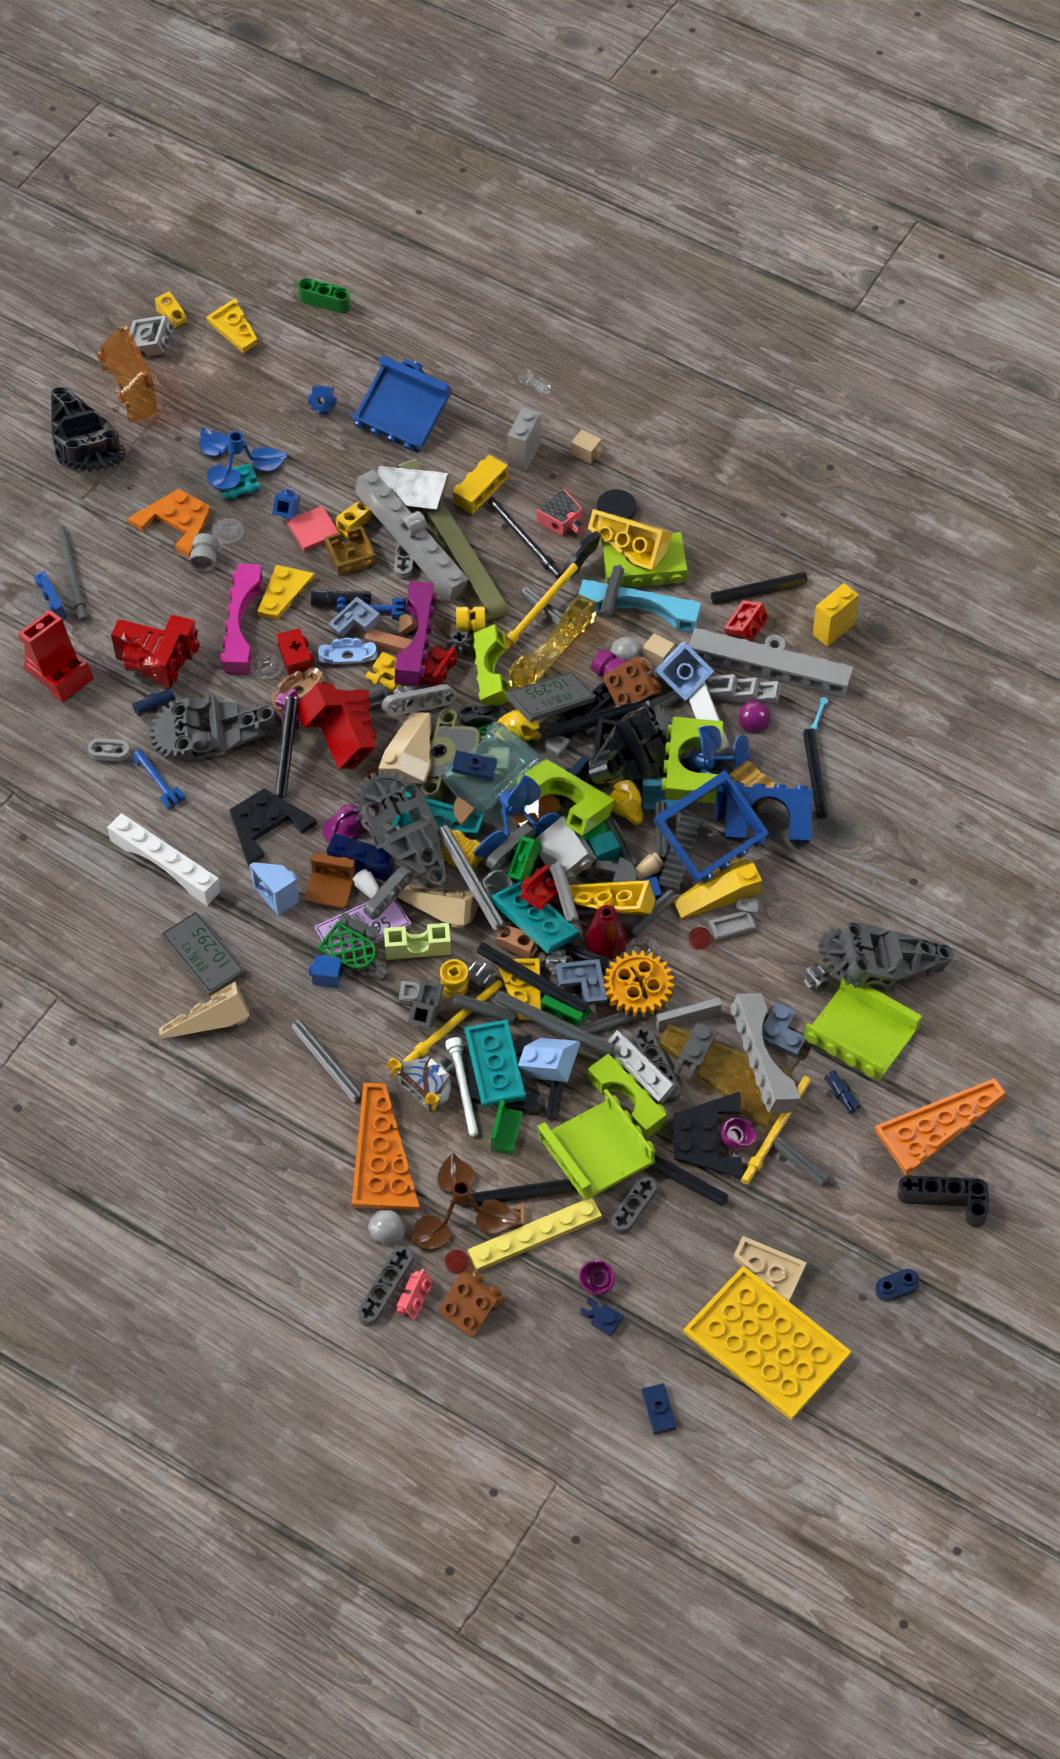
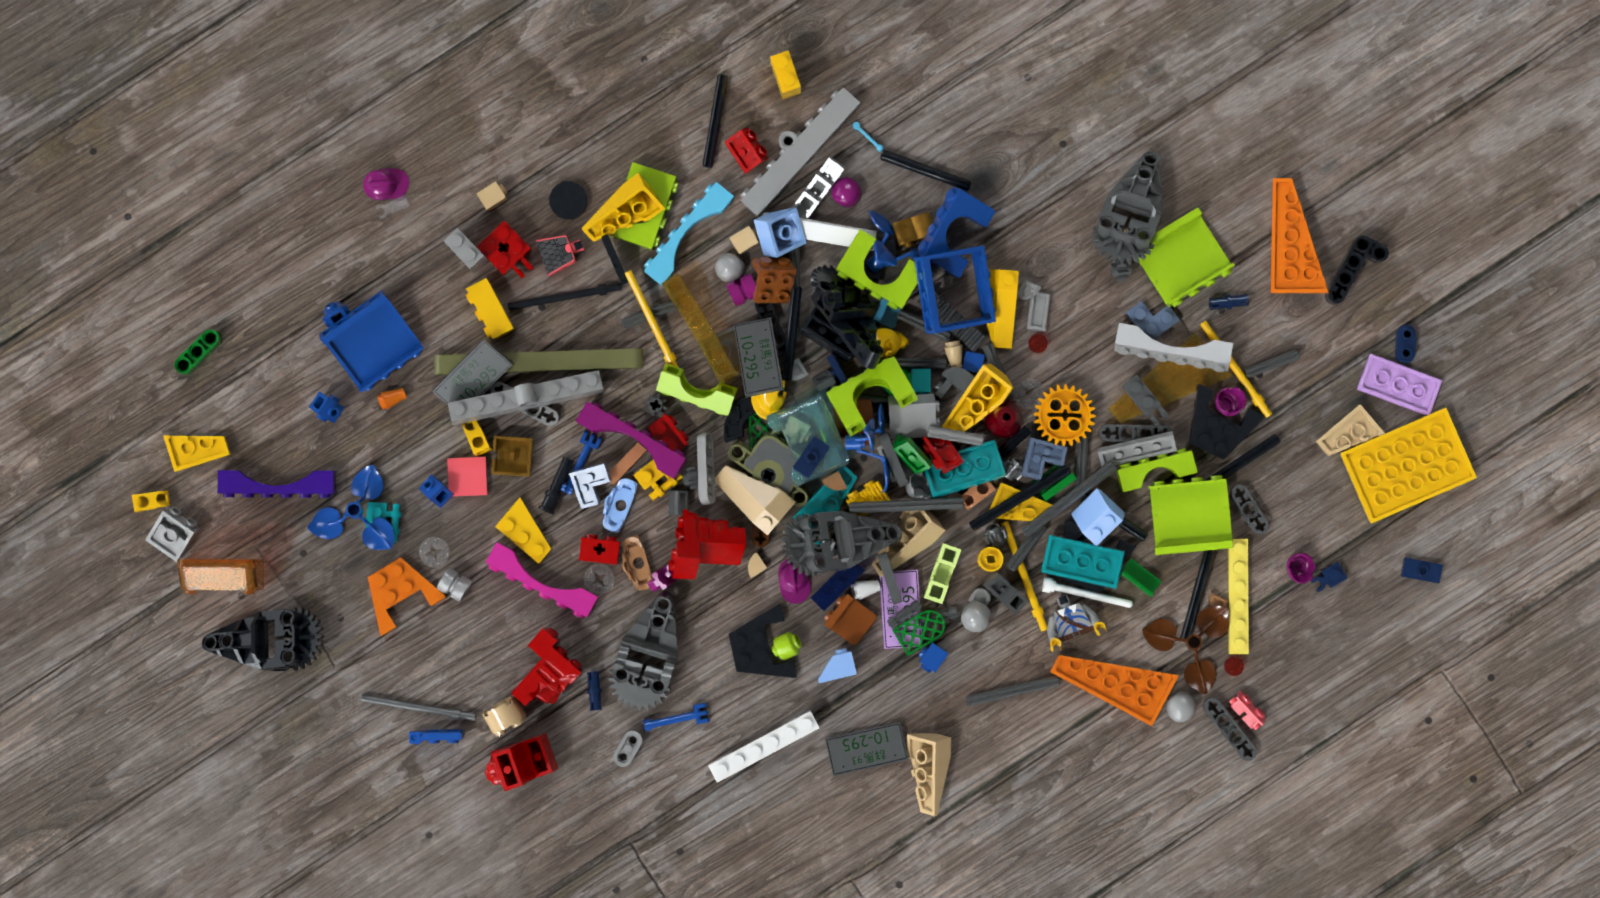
camera: 70 degrees left, 30 degrees up
(93, 634) = (504, 714): none -> tan brick
(247, 417) = (236, 482): none -> dark purple arch
(276, 839) = (786, 645): none -> lime head
(286, 746) = (703, 600): black axle -> none
(344, 786) = (755, 565): none -> tan tile
(355, 443) = (390, 398): none -> orange cone
(387, 992) = (975, 616): none -> light grey hair
(406, 624) = (613, 440): medium nougat tile -> none
(463, 617) = (634, 391): yellow wheel -> none
(470, 1302) = (1275, 670): dark orange bracket -> none
(542, 472) = (504, 260): none -> red hinge
(552, 370) = (386, 184): none -> magenta piece
(612, 590) = (671, 252): dark grey axle -> none
(689, 1014) = (1106, 387): light grey tile -> none
(850, 1298) = (1399, 384): none -> lavender tile

